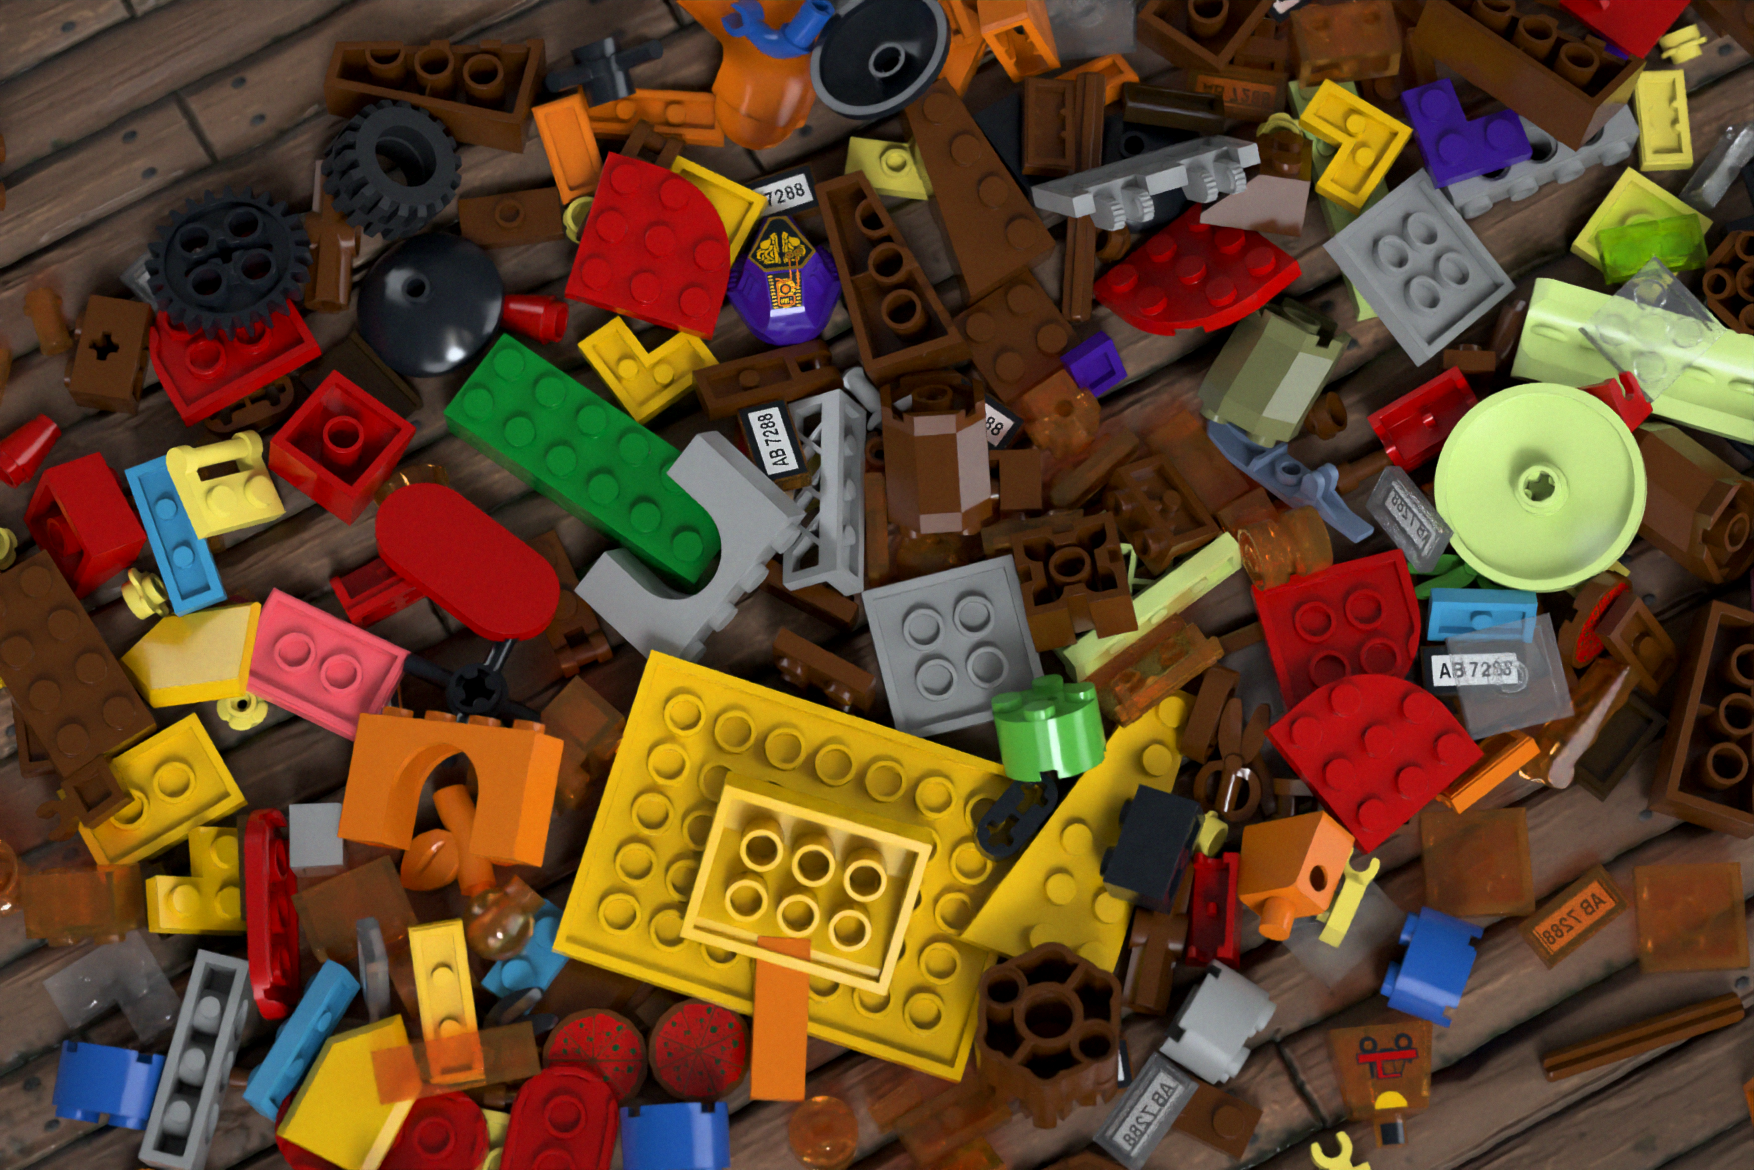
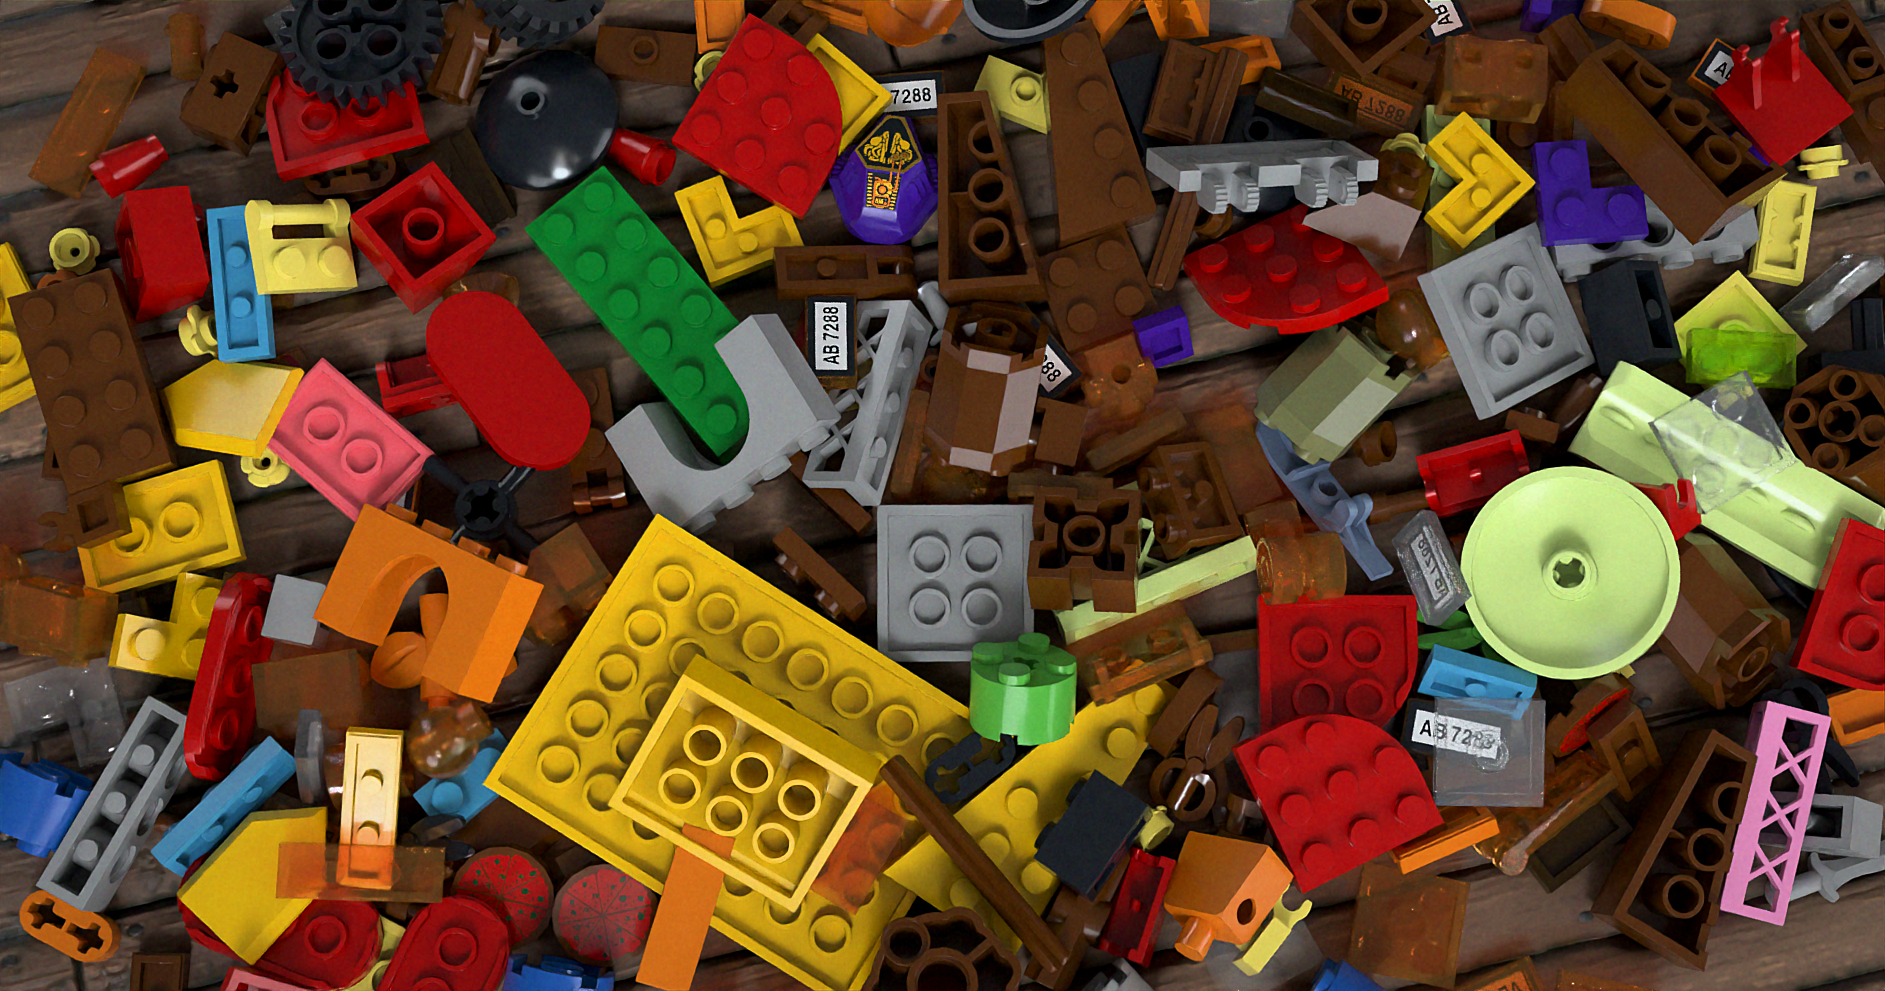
camera: 15 degrees right, 5 degrees up
(933, 928) = (859, 856): none -> clear orange plate
(1047, 904) = (975, 863): none -> reddish brown axle
(1330, 297) = (1410, 328): none -> clear orange piece
(1536, 234) = (1629, 316): none -> black brick

